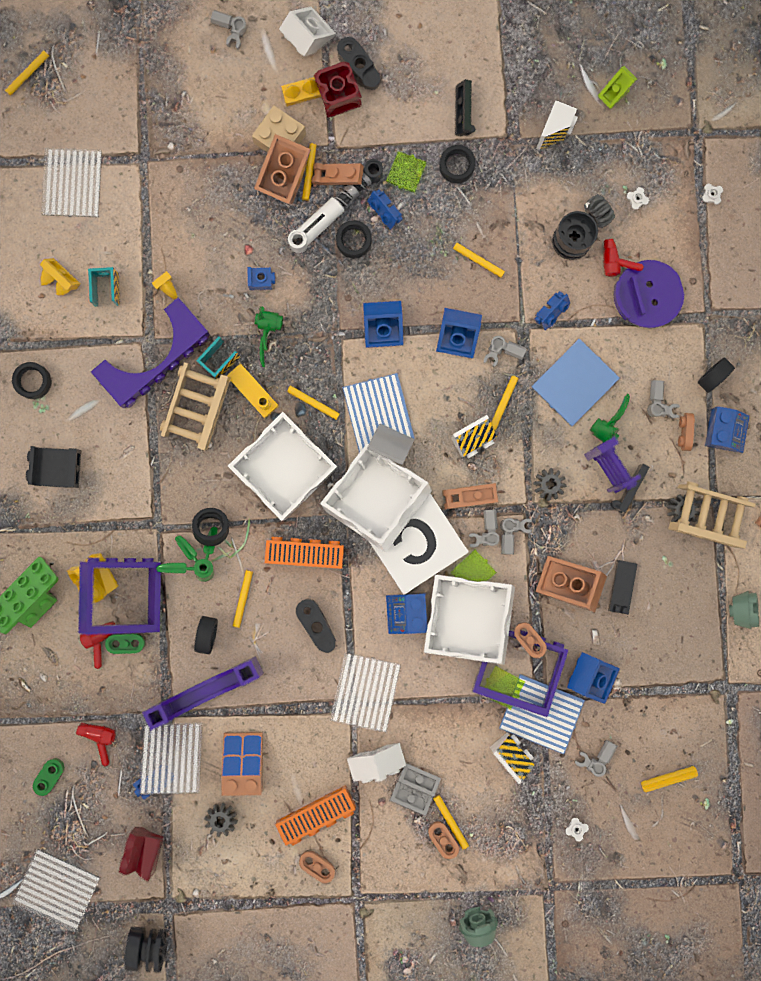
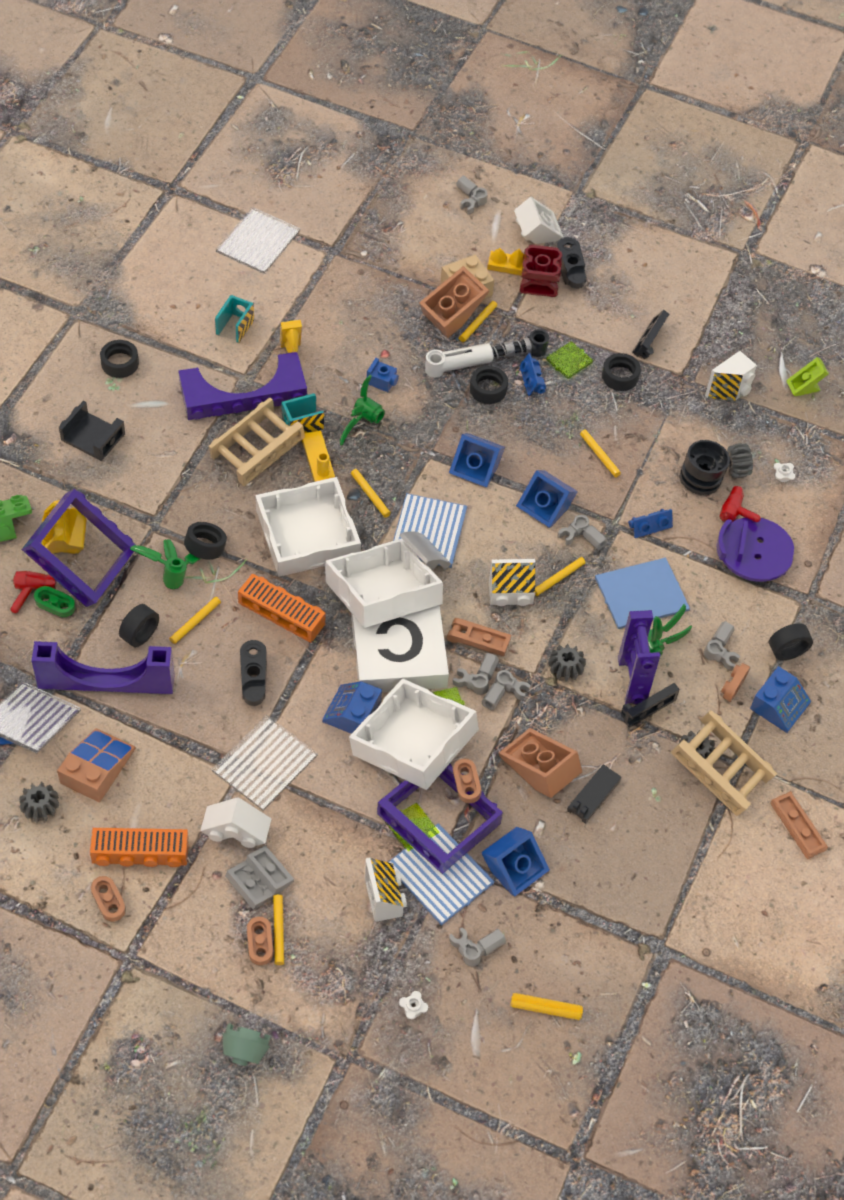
camera: 25 degrees right, 30 degrees down
(26, 73) = (272, 153): yellow bar -> none
(54, 271) = (198, 290): yellow tile -> none
(337, 174) = (503, 329): nougat plate -> none
(745, 610) = (718, 869): sand green cone -> none

